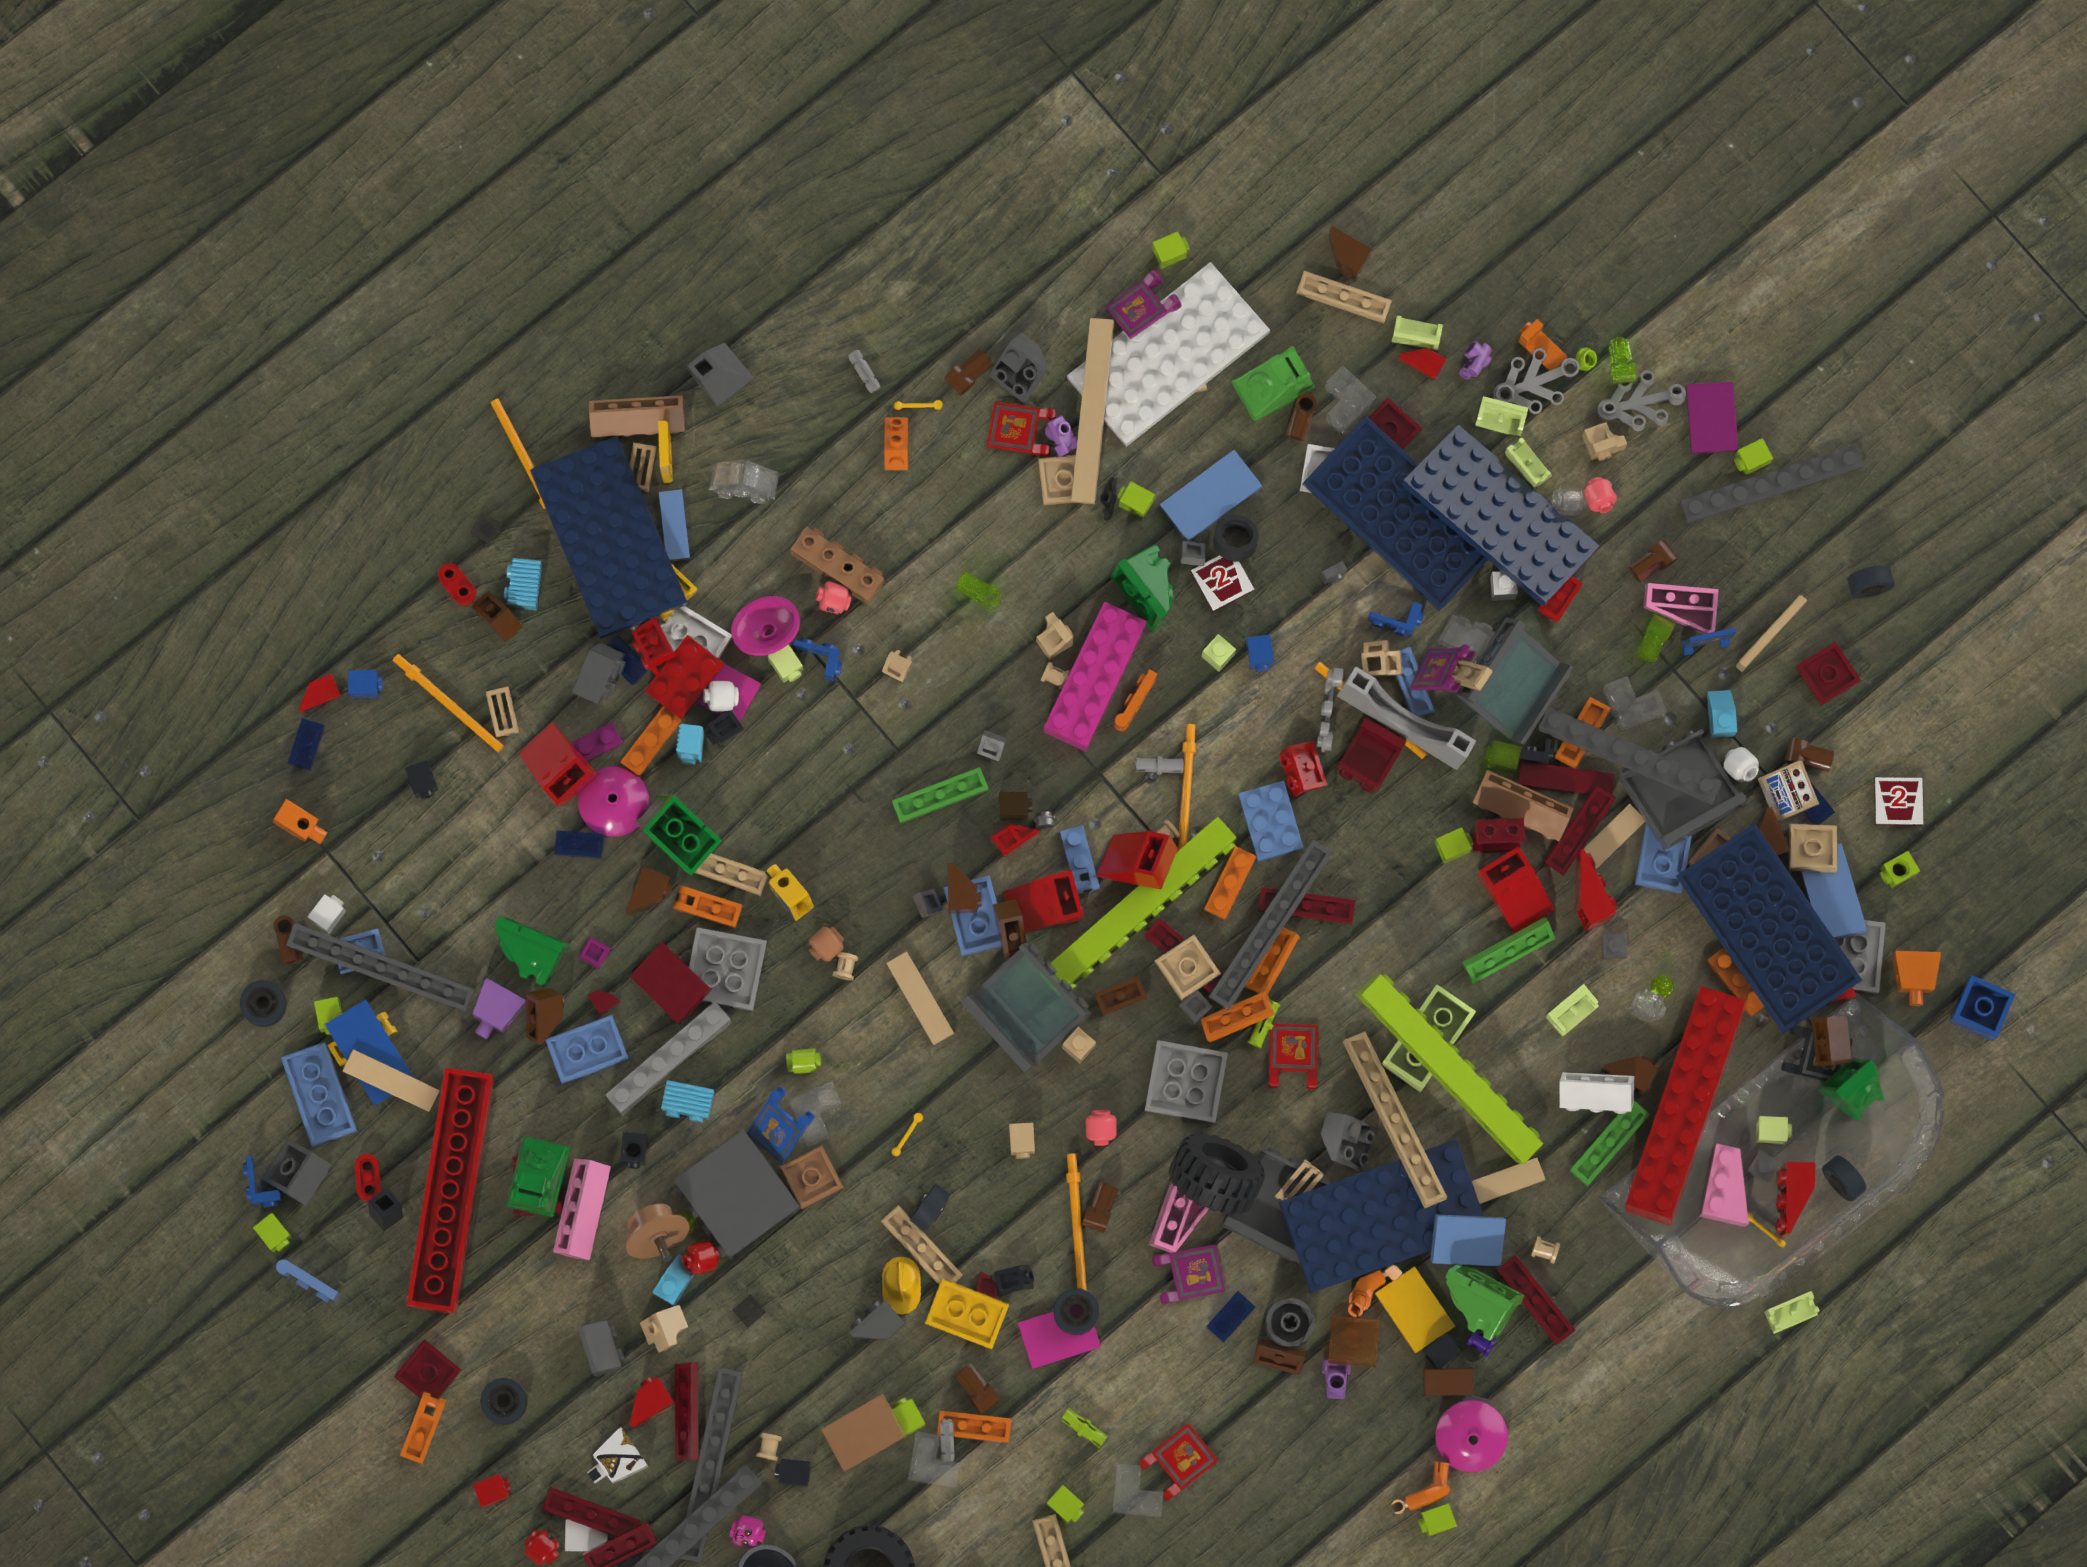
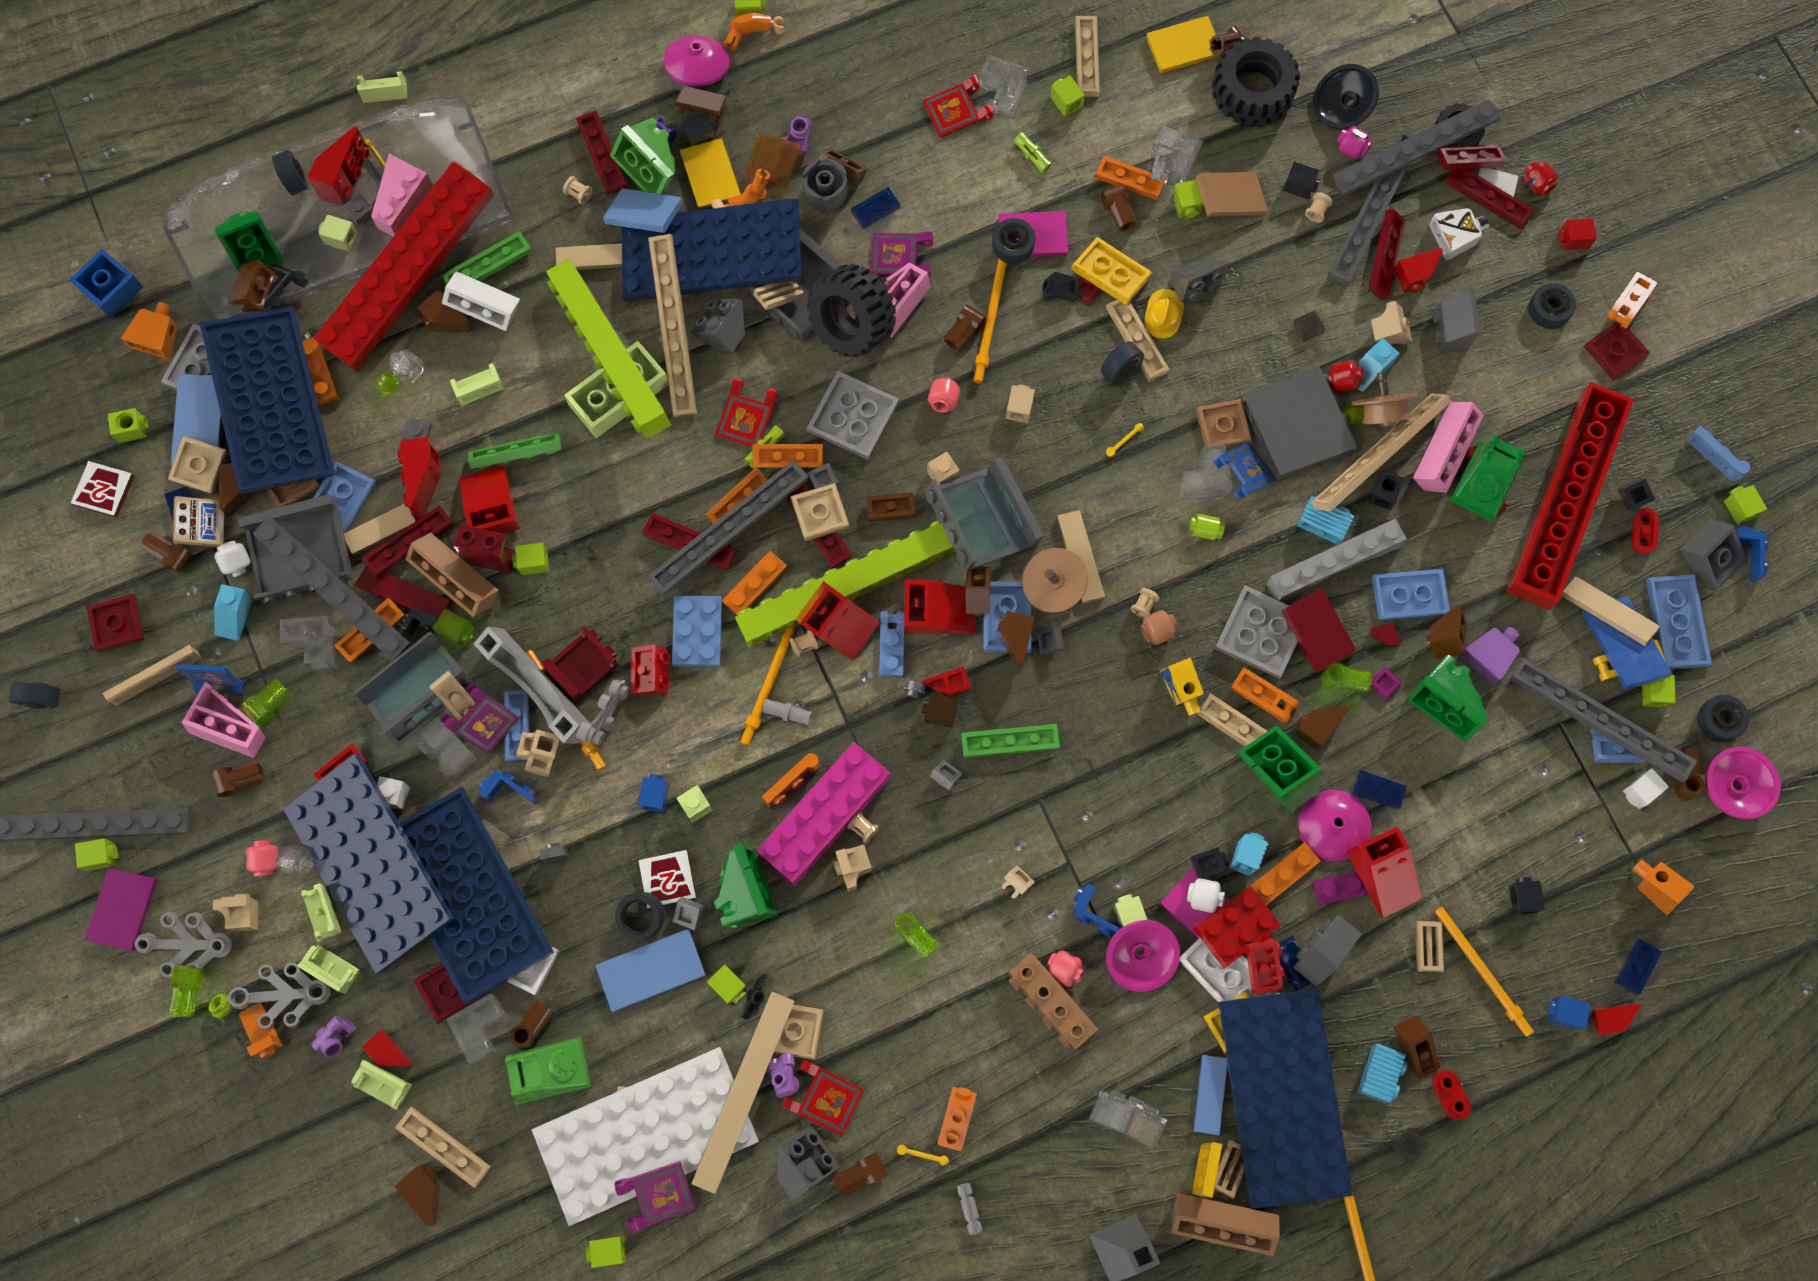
camera: 160 degrees left, 5 degrees down
(225, 929) = (1756, 779): none -> dark pink dish
(630, 944) = (1348, 677): none -> clear neon green piece
(648, 1180) = (1380, 452): none -> tan tile
(938, 957) = (1055, 580): none -> medium nougat piece

